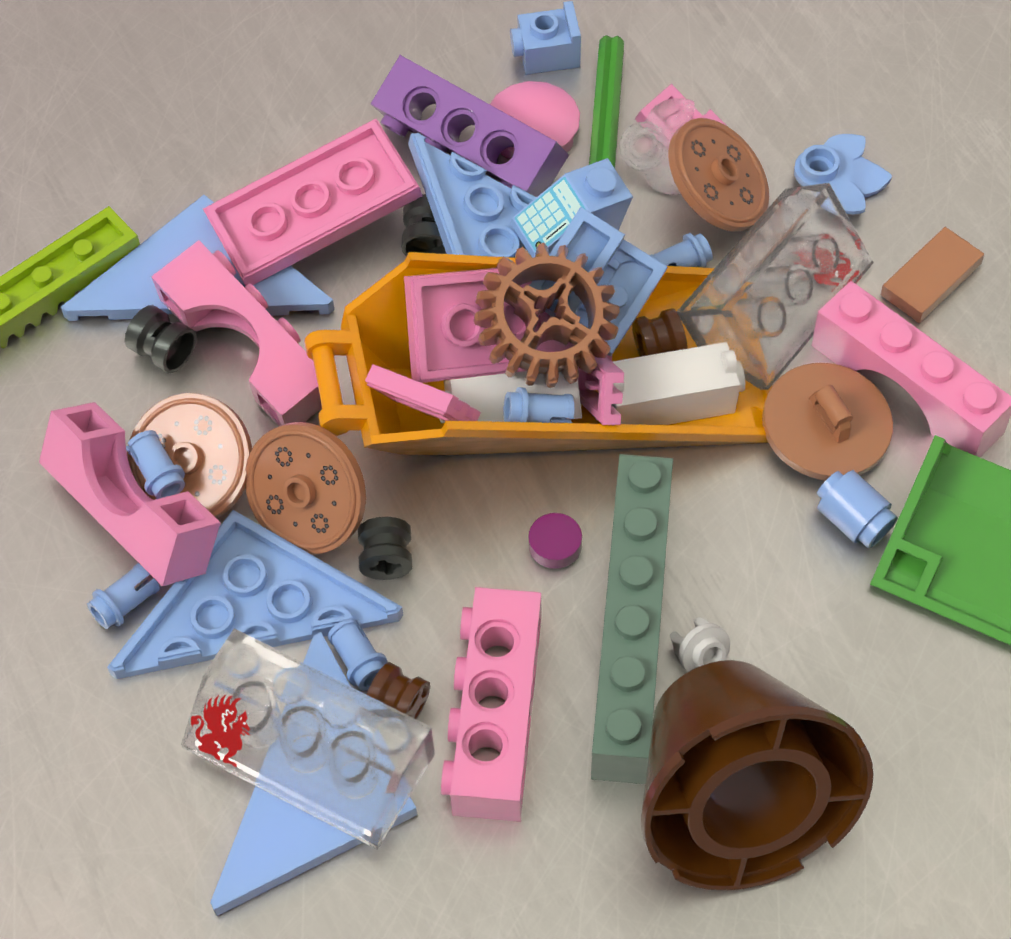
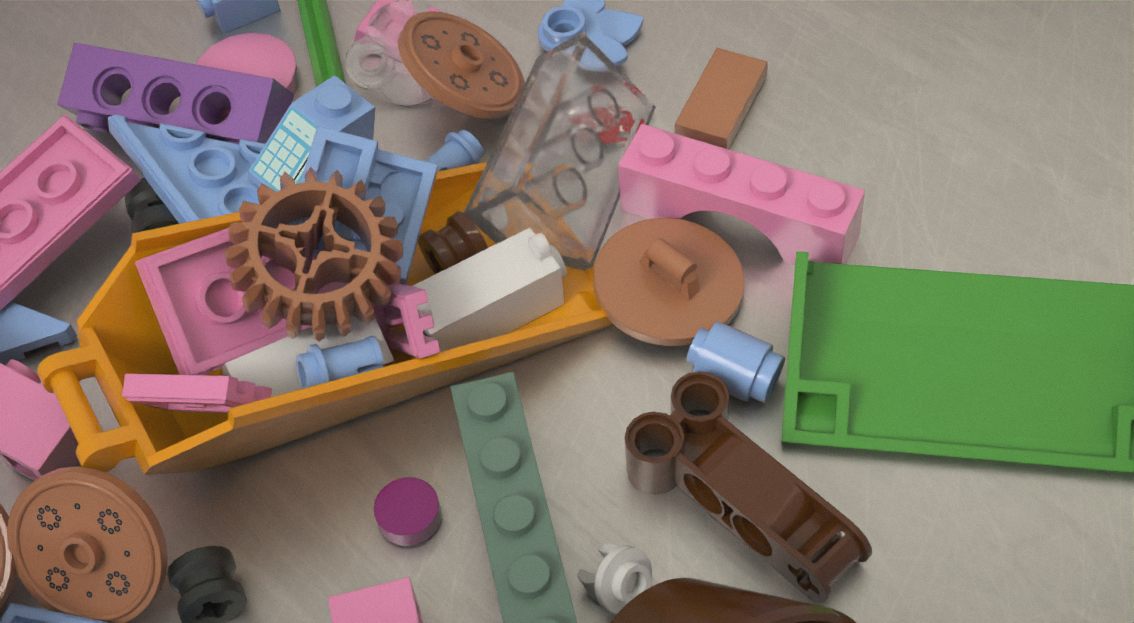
camera: 15 degrees left, 5 degrees down
(822, 608) = (742, 487): none -> reddish brown piece

